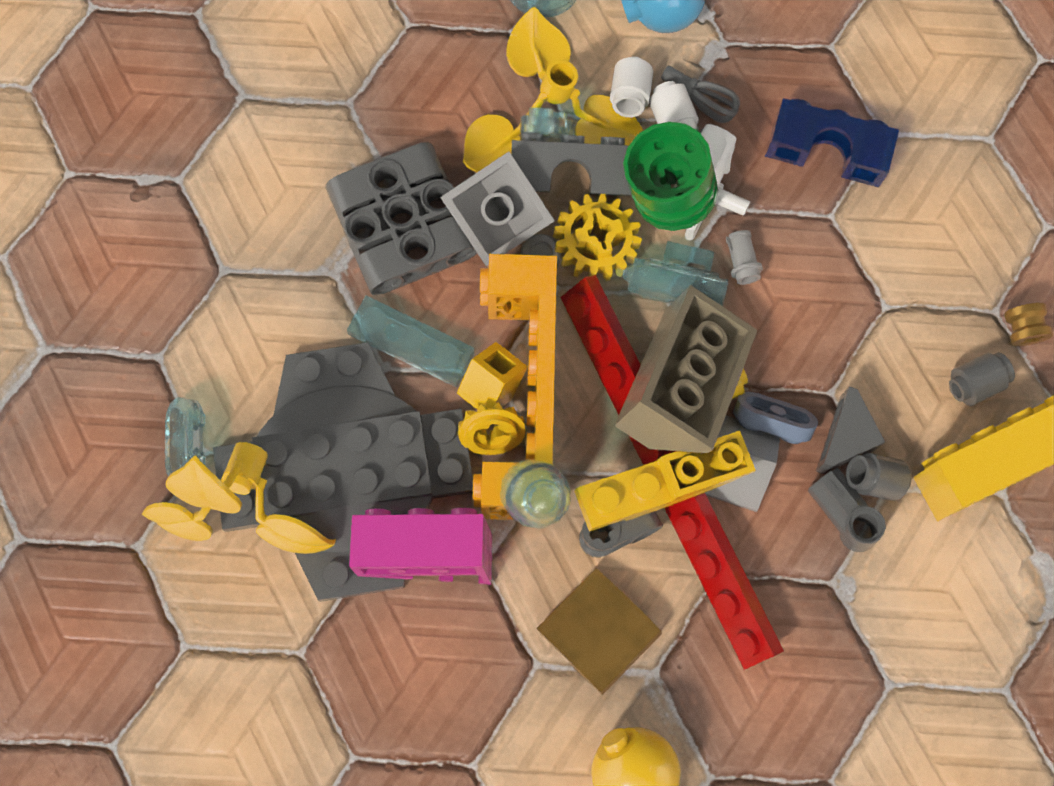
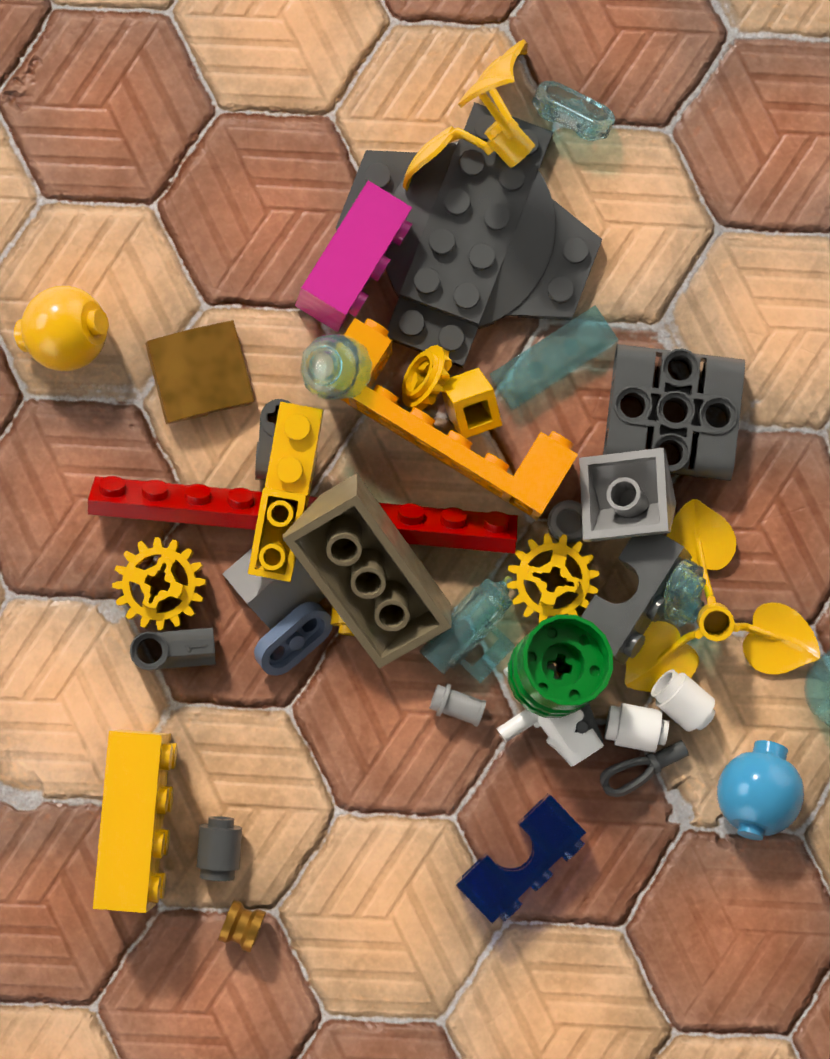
camera: 125 degrees right, 10 degrees up
(799, 538) = (165, 564): none -> yellow gear
(850, 433) = (237, 694): dark grey slope -> none
(879, 476) = (185, 694): dark grey brick -> none

